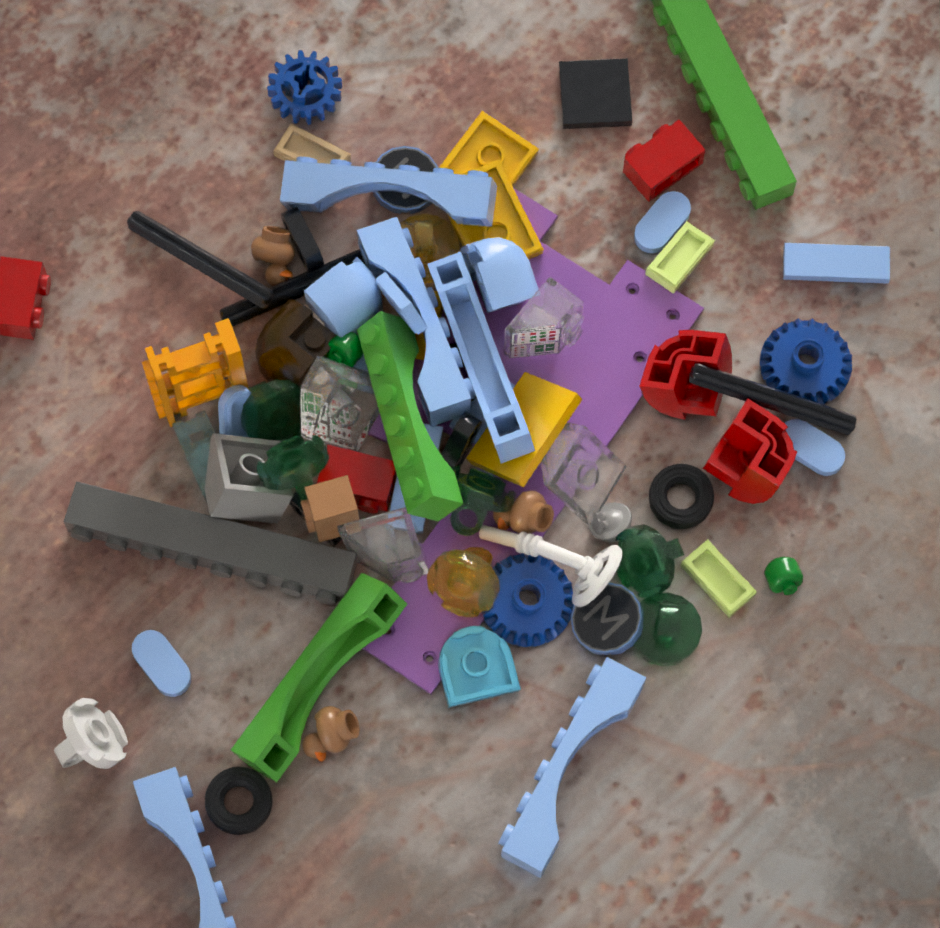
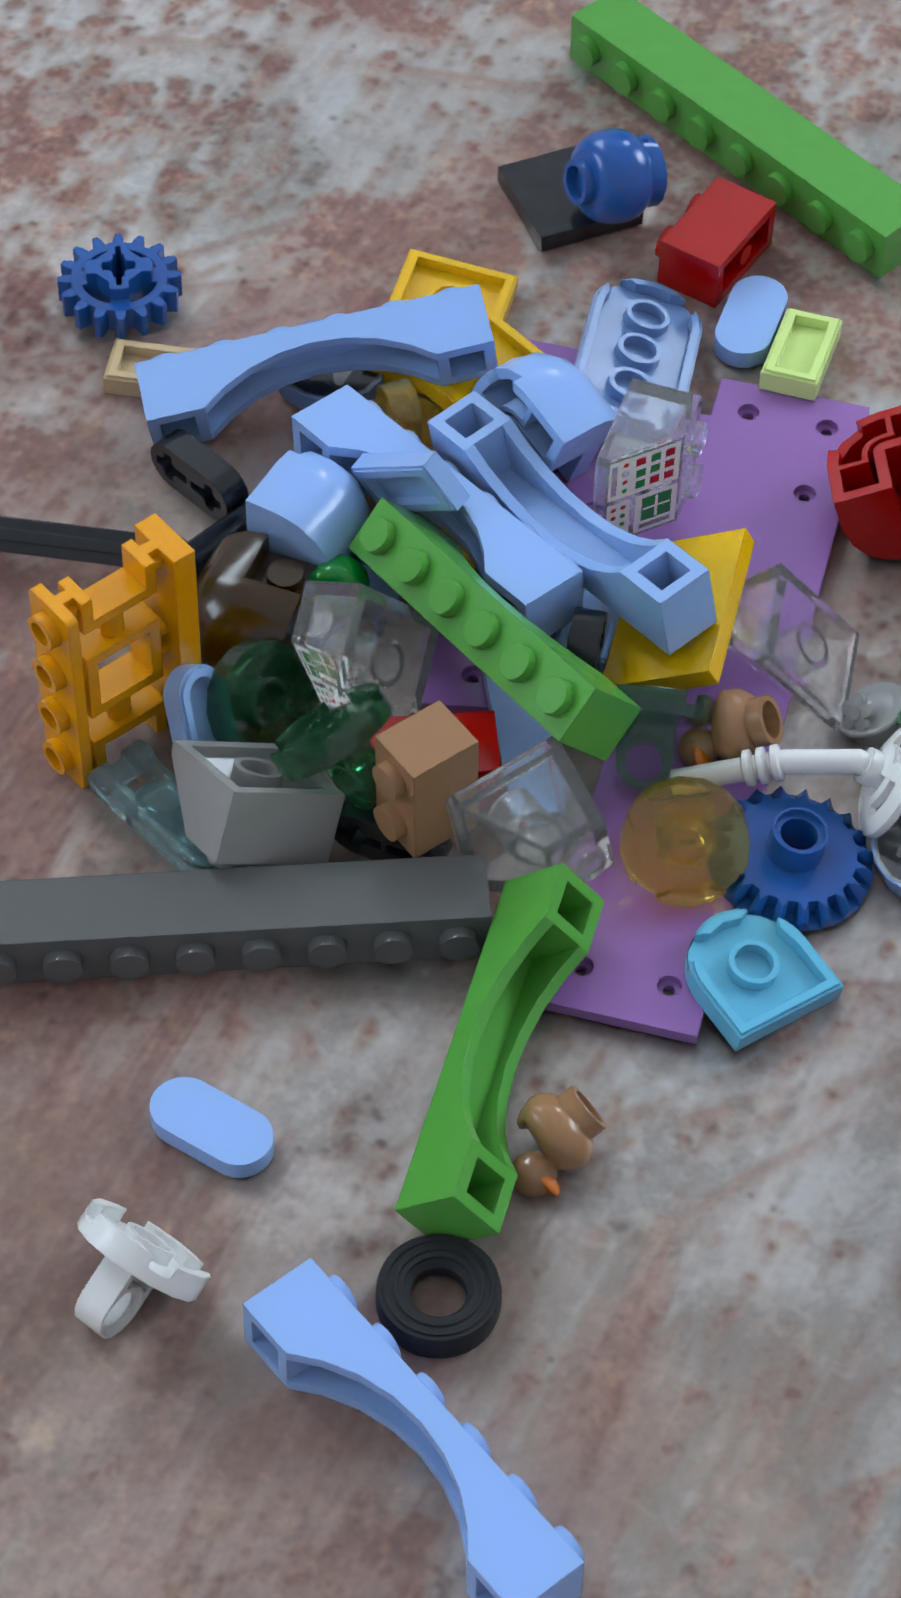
camera: 20 degrees left, 20 degrees down
(274, 248) = (161, 491): medium nougat animal -> none
(580, 232) = (640, 335): none -> medium blue tile
(615, 103) = (615, 175): none -> blue piece

